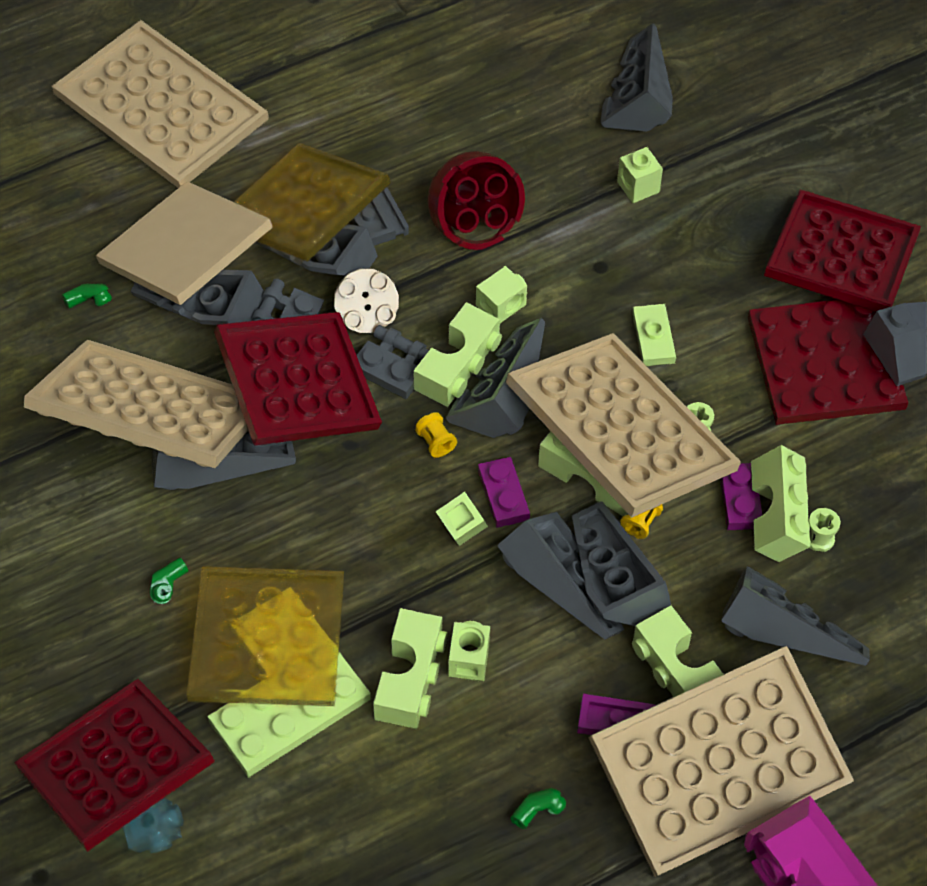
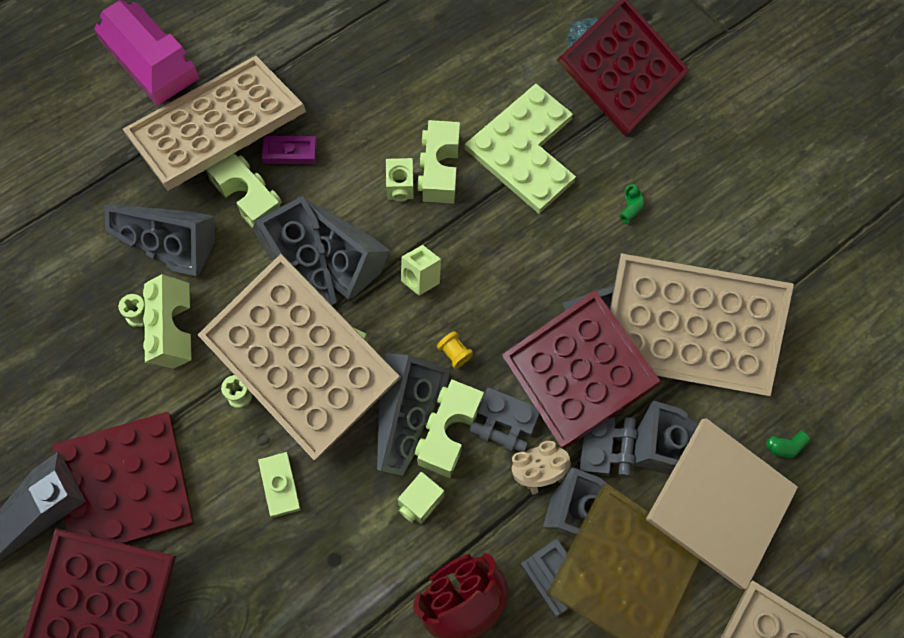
camera: 170 degrees right, 10 degrees up
(266, 636) = (546, 164): clear yellow tile -> none
(503, 492) = (393, 314): magenta plate -> none
(535, 802) = (338, 93): green arm -> none
(740, 501) = (200, 353): magenta plate -> none

